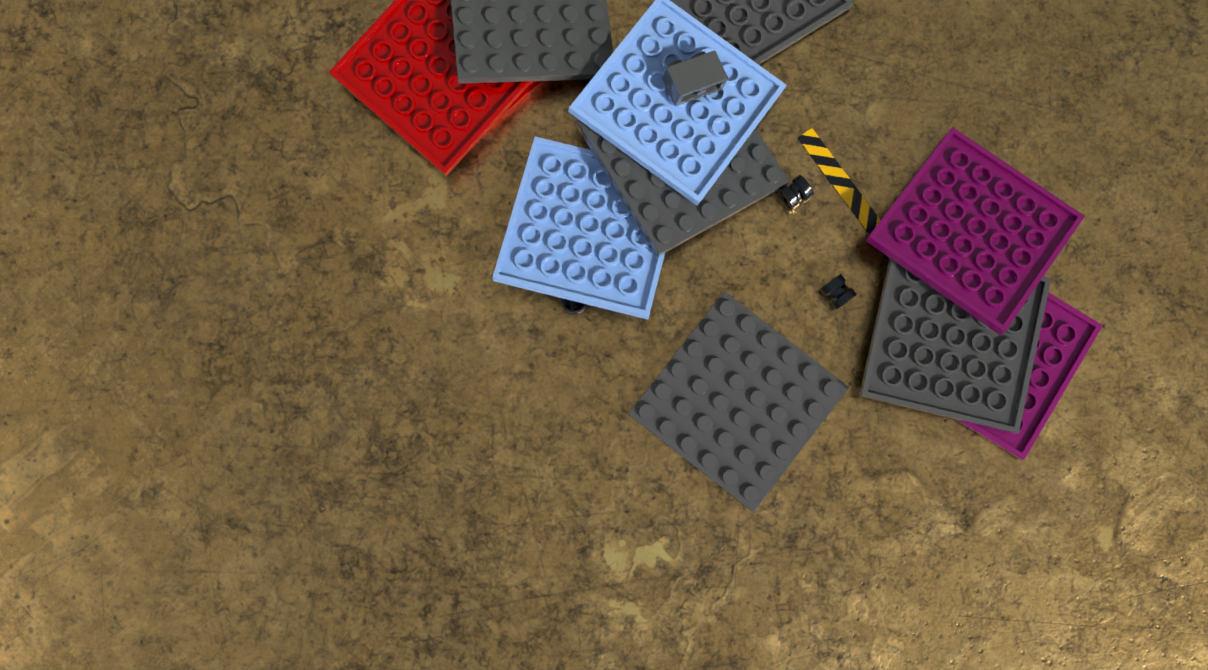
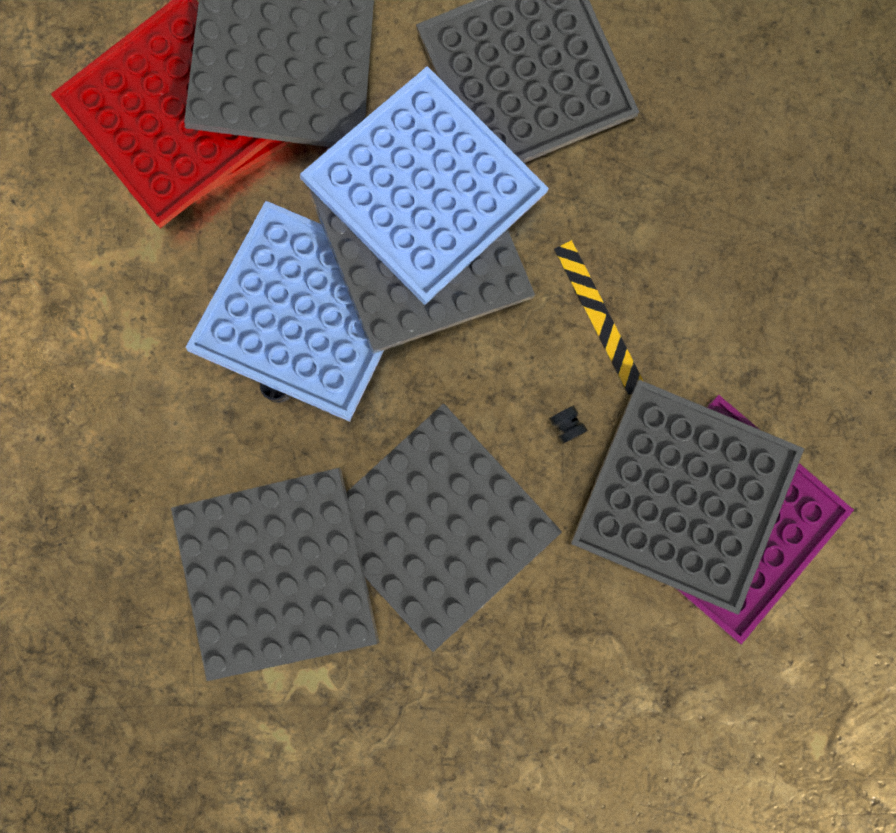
camera: 10 degrees right, 0 degrees up
(601, 467) = (274, 575): none -> dark grey plate
(694, 77) = (445, 163): dark grey brick -> none
(795, 192) = (540, 308): black wheel -> none
(976, 230) = (729, 382): magenta plate -> none

